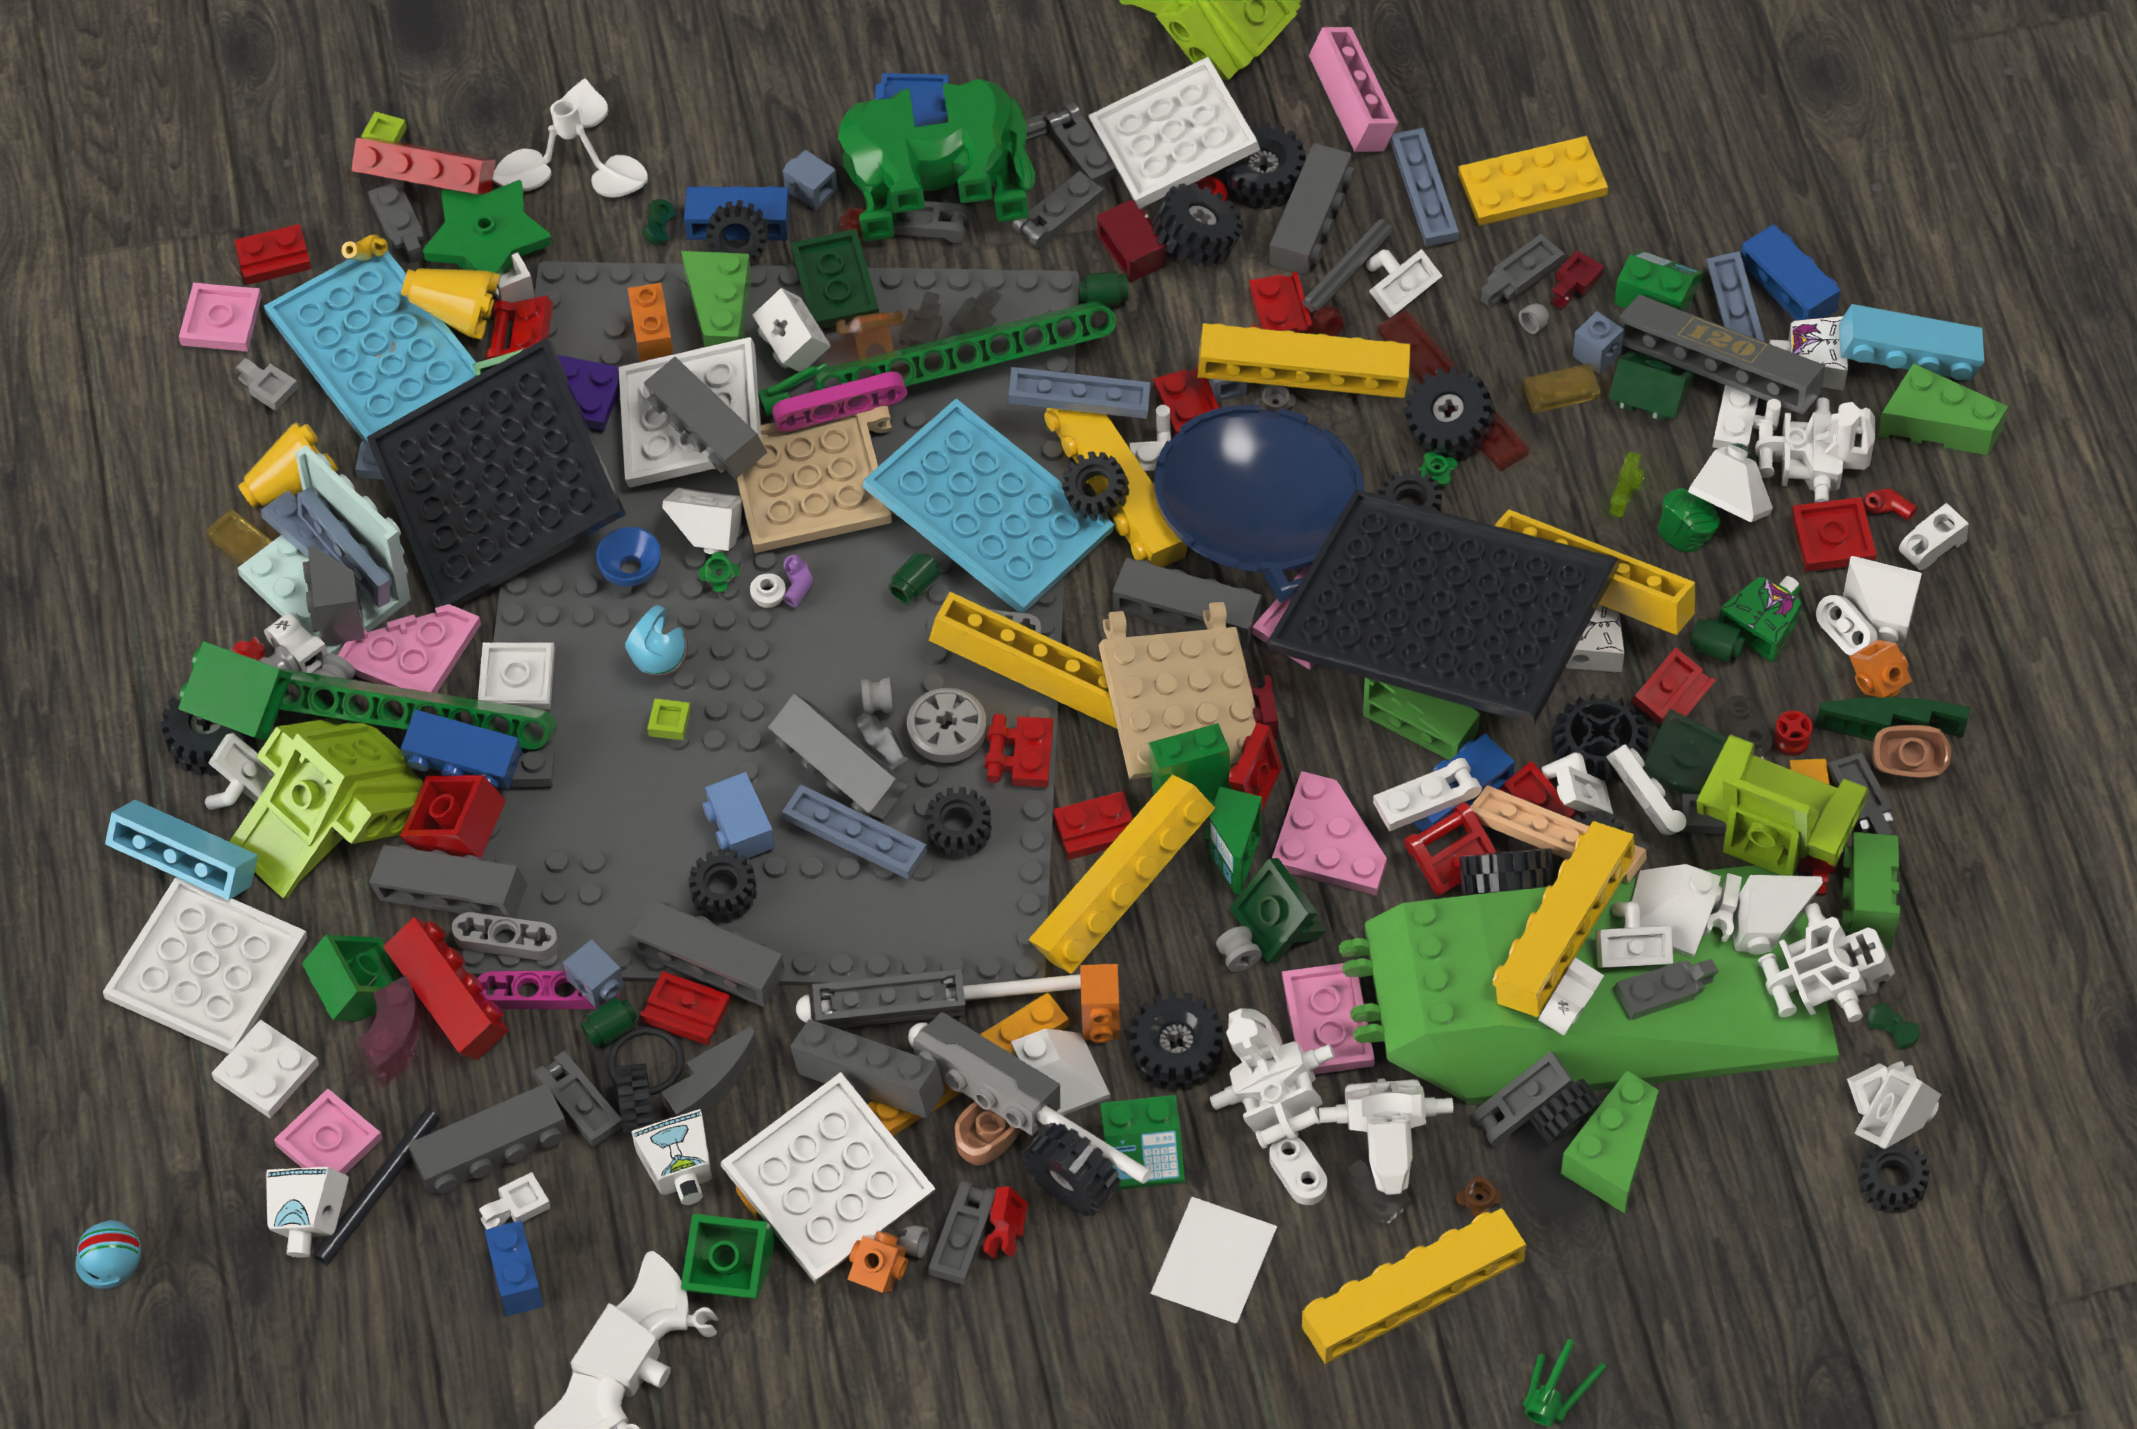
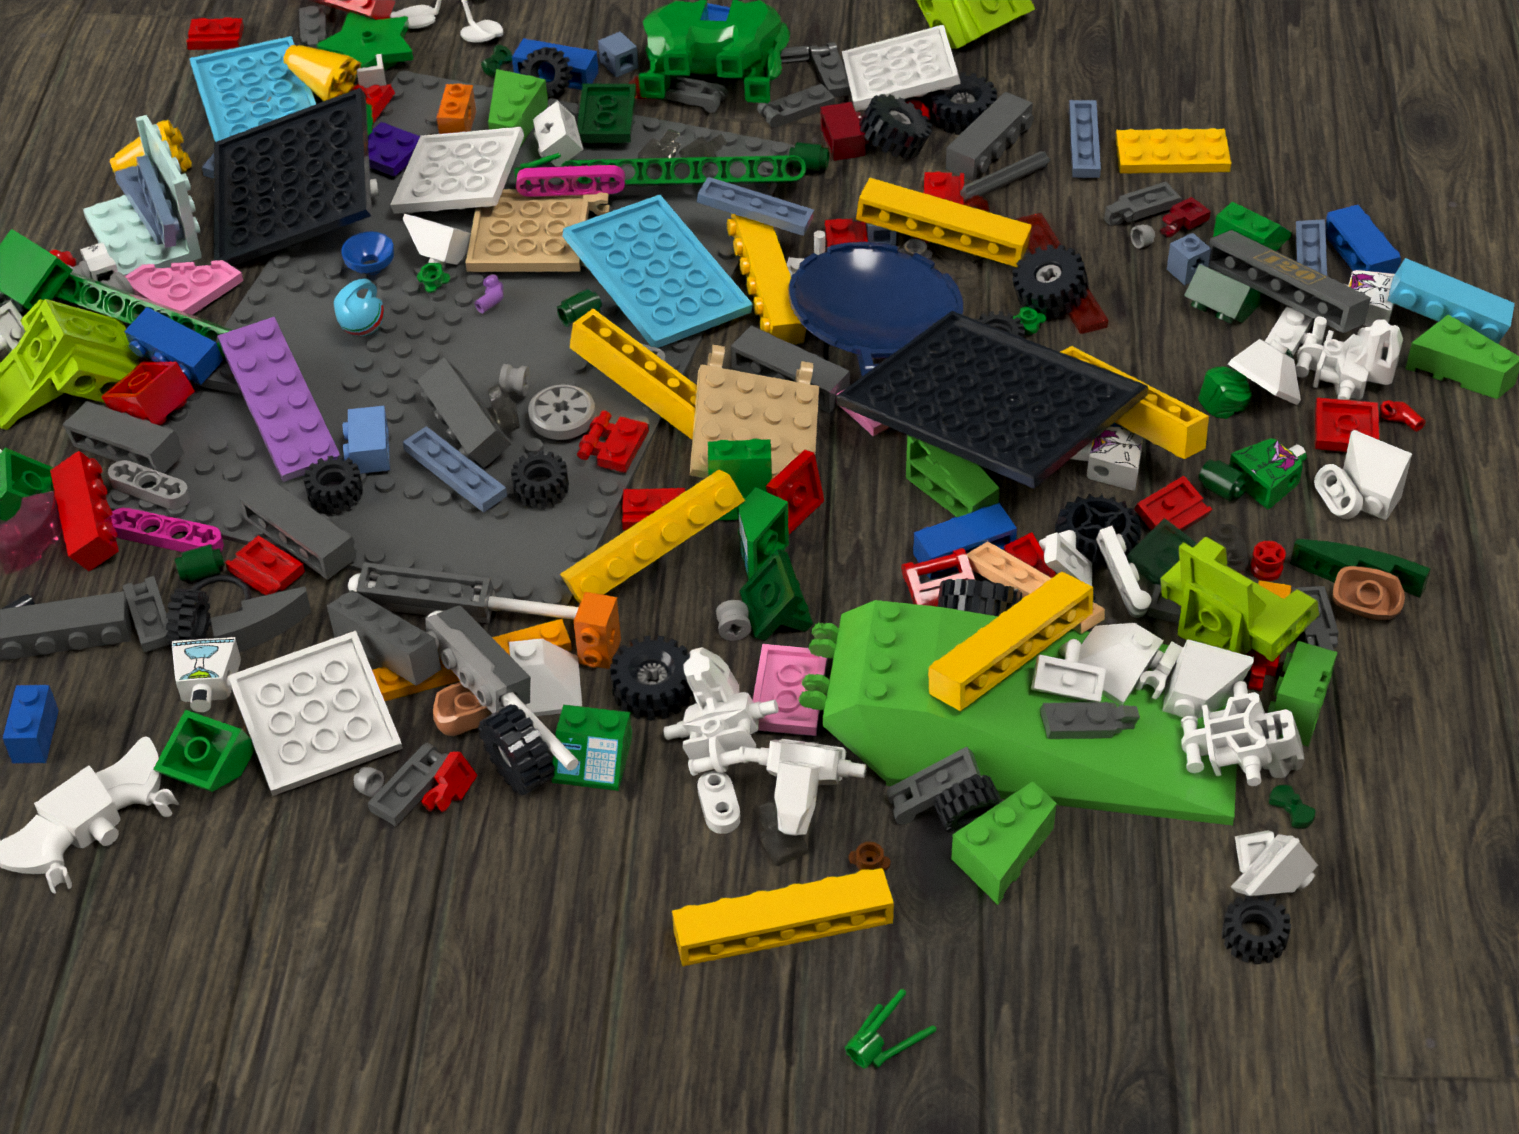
camera: 15 degrees right, 10 degrees down
(220, 317) = (157, 61): bright pink plate -> none
(237, 536) = (94, 190): clear yellow plate -> none
(267, 385) = (169, 106): light grey plate -> none
(332, 598) = (130, 232): dark grey slope -> none
(365, 248) = (274, 35): yellow arm -> none
(517, 674) = (249, 307): white tile -> none
(518, 1200) = (63, 676): white plate -> none
(594, 974) = (200, 521): sand blue brick -> none
(614, 789) = (277, 397): none -> medium lavender plate
(669, 719) = (347, 364): lime plate -> none
(704, 418) = (460, 168): dark grey brick -> none
(771, 597) = (464, 296): white plate -> none
(871, 330) = (617, 141): clear orange tile -> none
(875, 1274) = (326, 787): orange brick -> none
(1084, 471) = (741, 257): black tyre -> none
(1214, 1260) = (618, 858): white sticker -> none
(1266, 710) = (824, 453): dark red plate -> none
(1328, 839) = (841, 558): bright pink plate -> none
(1353, 89) = (1049, 67): bright pink brick -> none
(1404, 280) = (1044, 193): white plate -> none
(1427, 795) = (932, 535): white plate -> none
(1561, 388) = (1150, 286): clear yellow plate -> none
(1571, 996) = (996, 702): white leg -> none
(1630, 478) = (1184, 354): clear neon green plate -> none
(1880, 669) = (1359, 526): orange brick -> none
(1934, 537) = (1435, 443): white leg -> none

